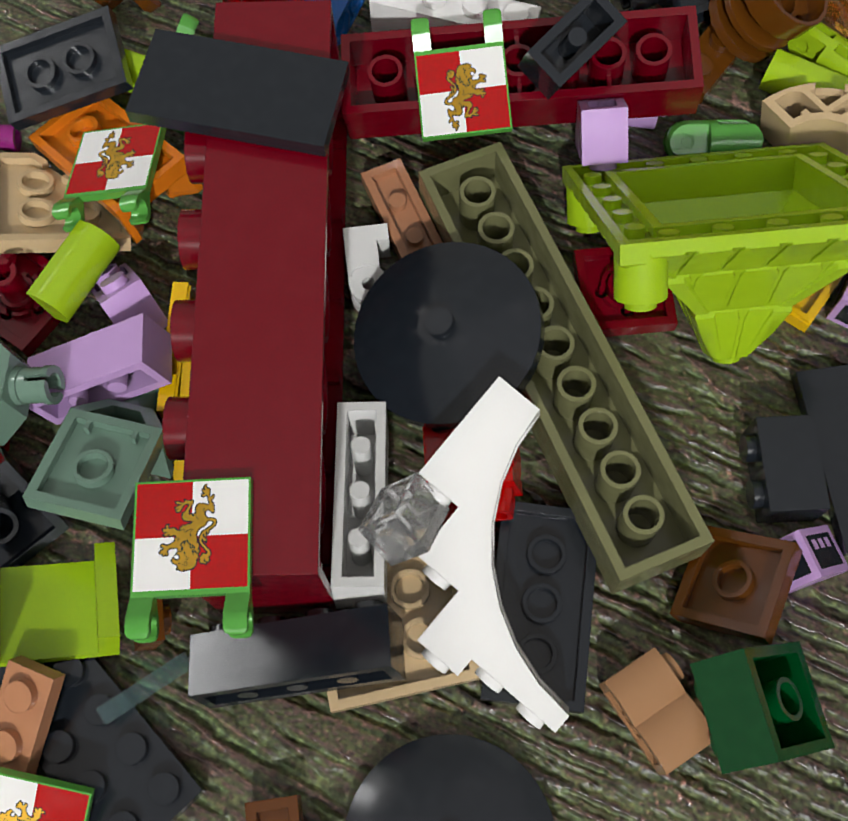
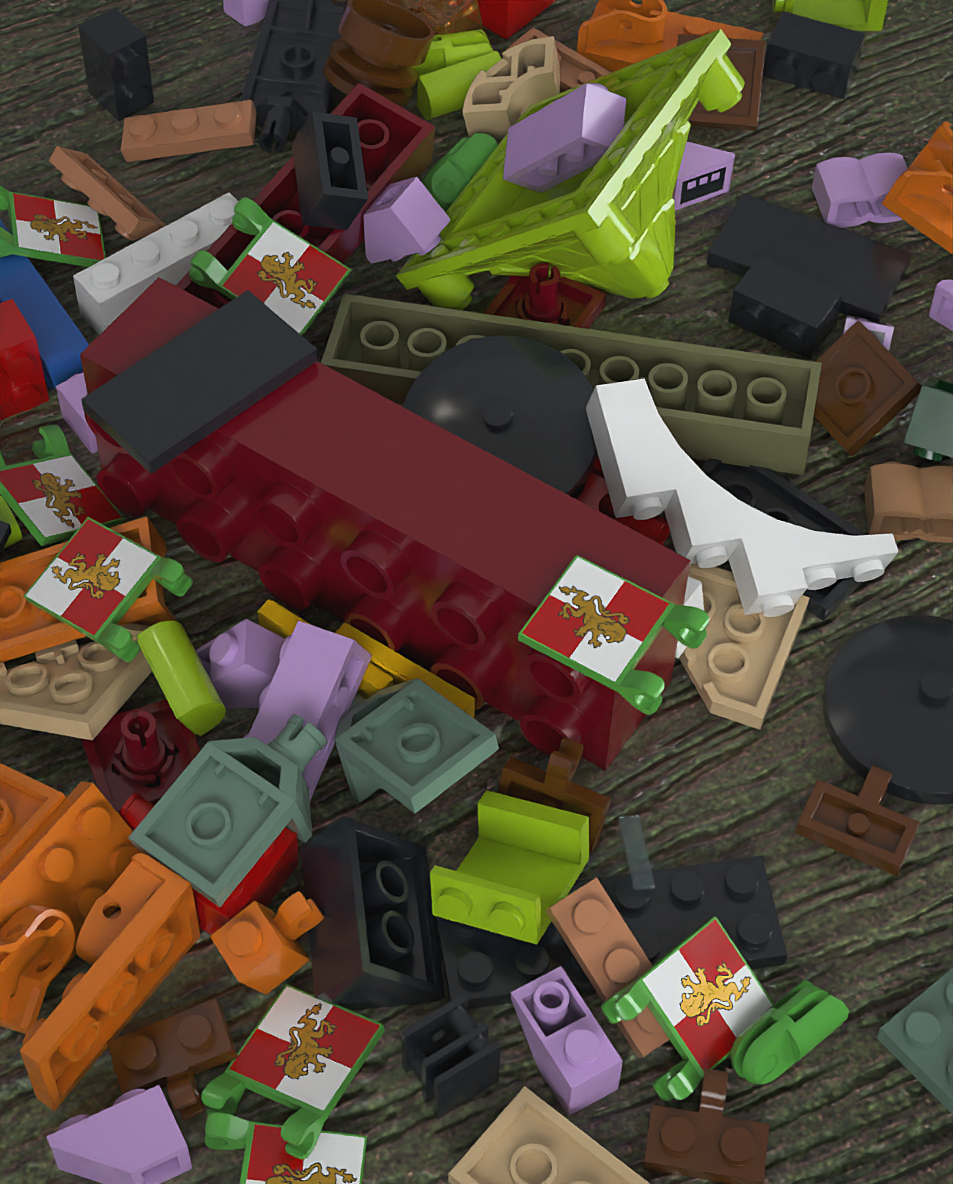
camera: 60 degrees left, 15 degrees down
(298, 655) = (700, 707): black brick -> none
(404, 519) = (661, 524): clear brick -> none
(766, 179) = (563, 137): none -> lavender brick

